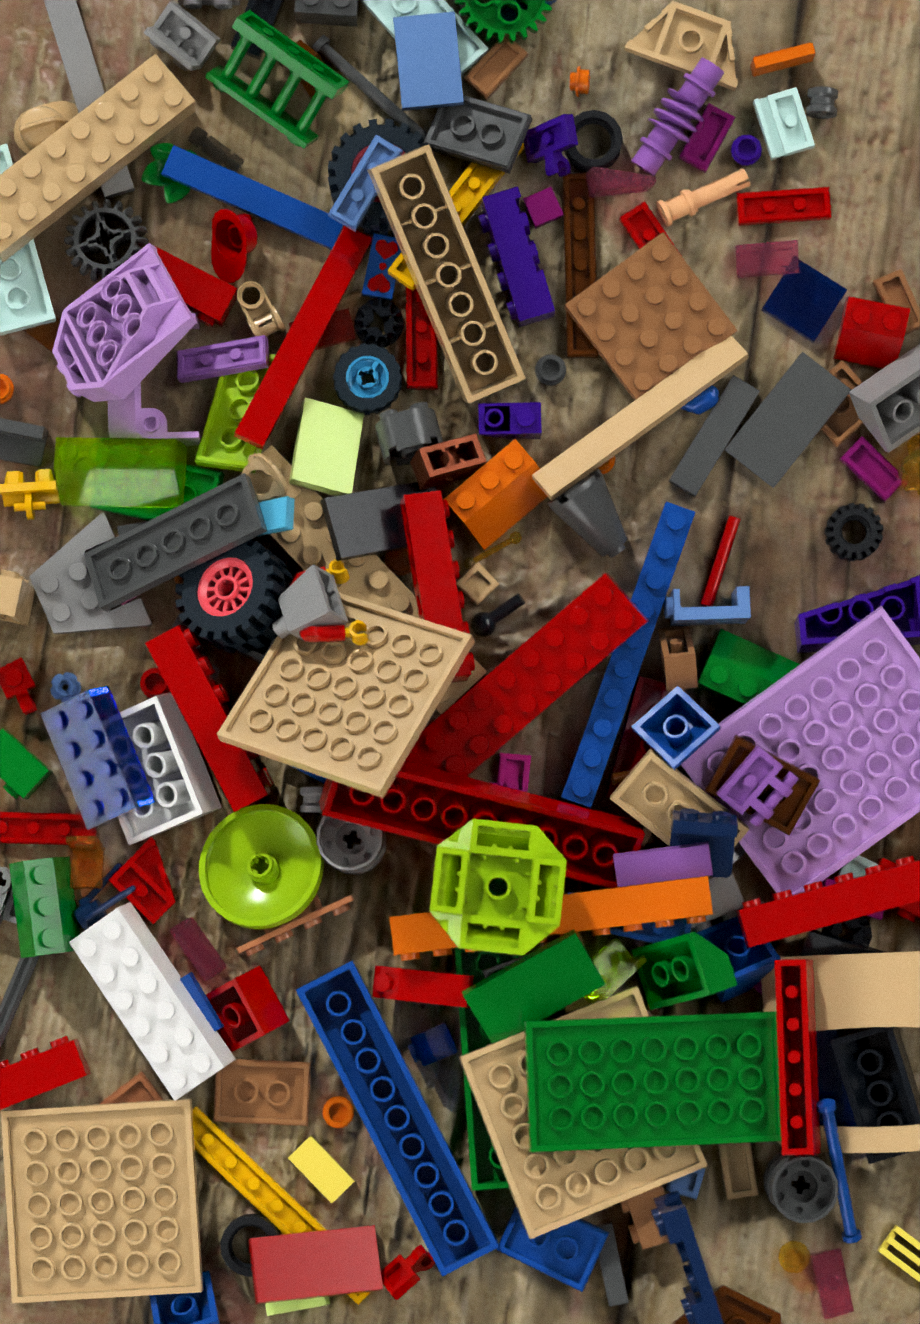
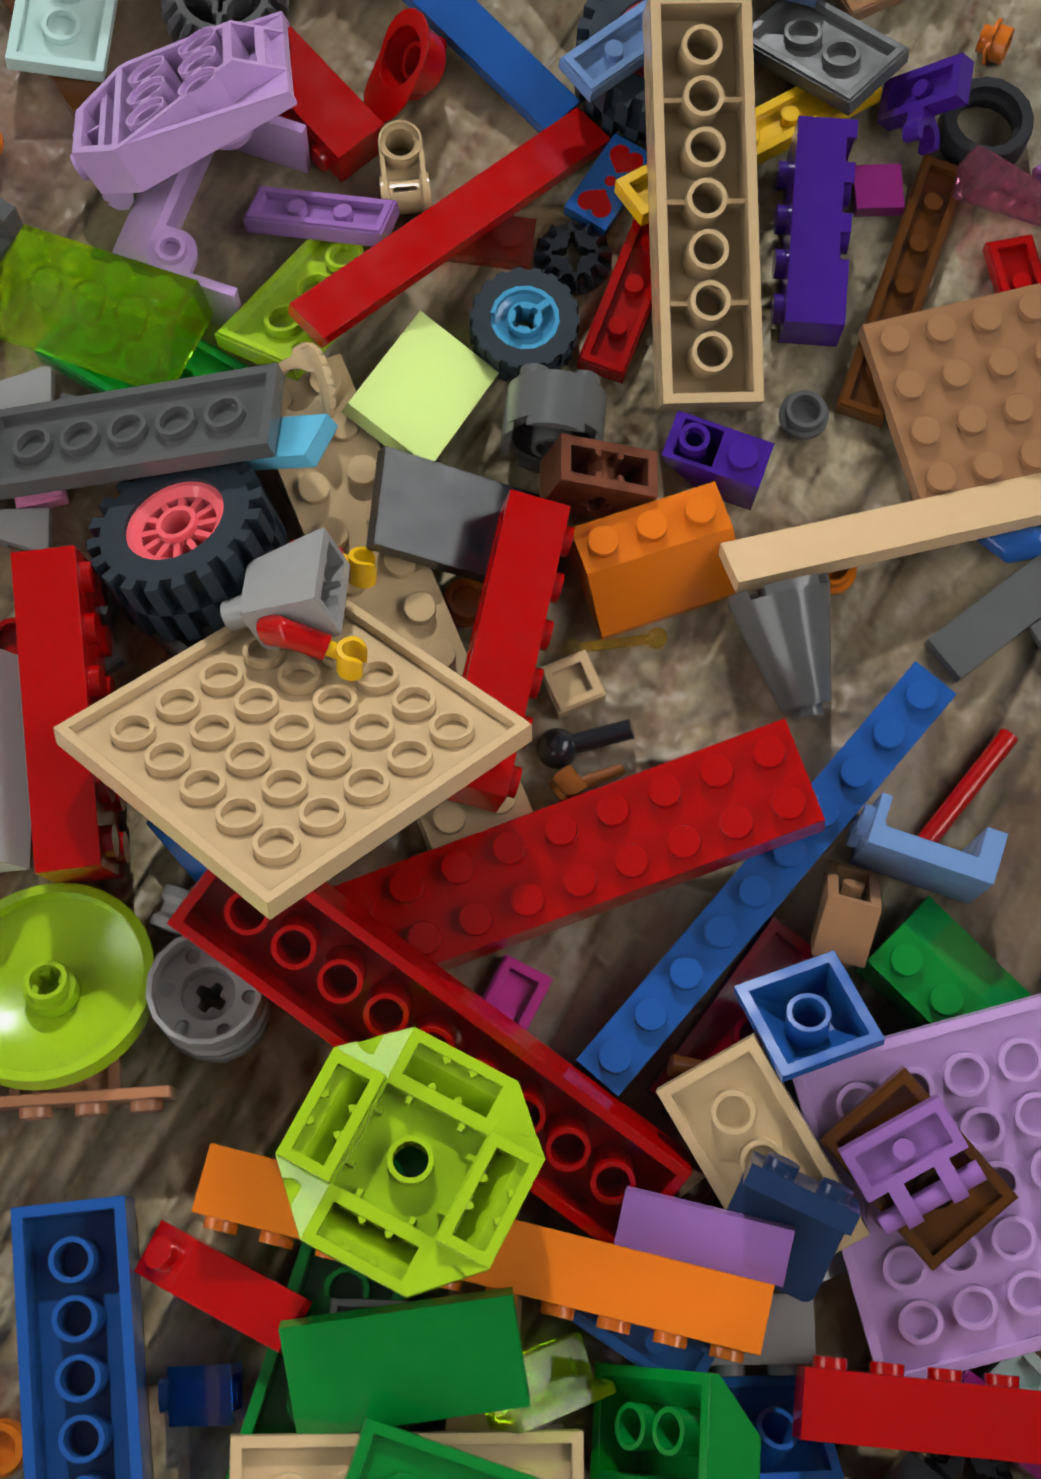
camera: 15 degrees right, 10 degrees down
(499, 643) = (568, 782): none -> dark orange hand

